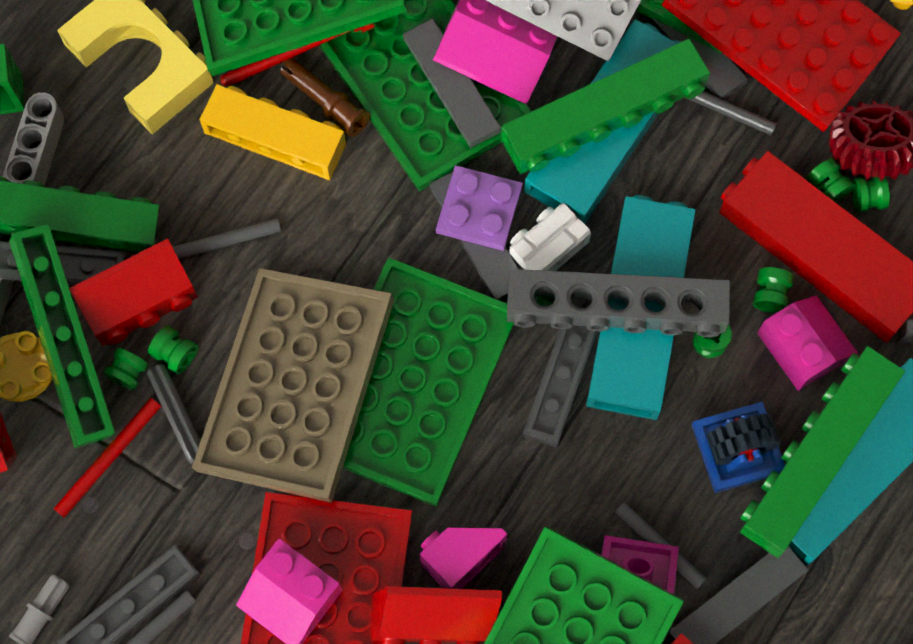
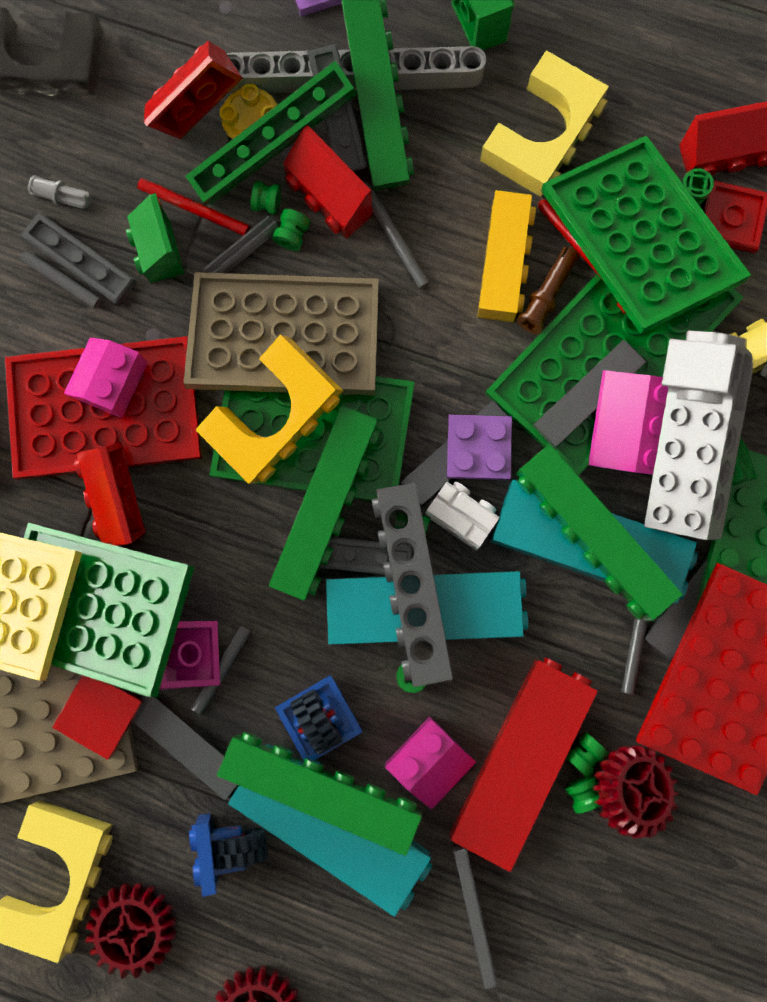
camera: 80 degrees right, 10 degrees up
(141, 504) = (154, 241): none -> green slope
(430, 437) = (310, 394): none -> yellow arch
(460, 554) = (165, 502): dark pink slope -> none
(504, 378) = (324, 503): none -> green brick
(773, 289) = (468, 722): green wheel -> none
(865, 579) = (223, 851): none -> plate

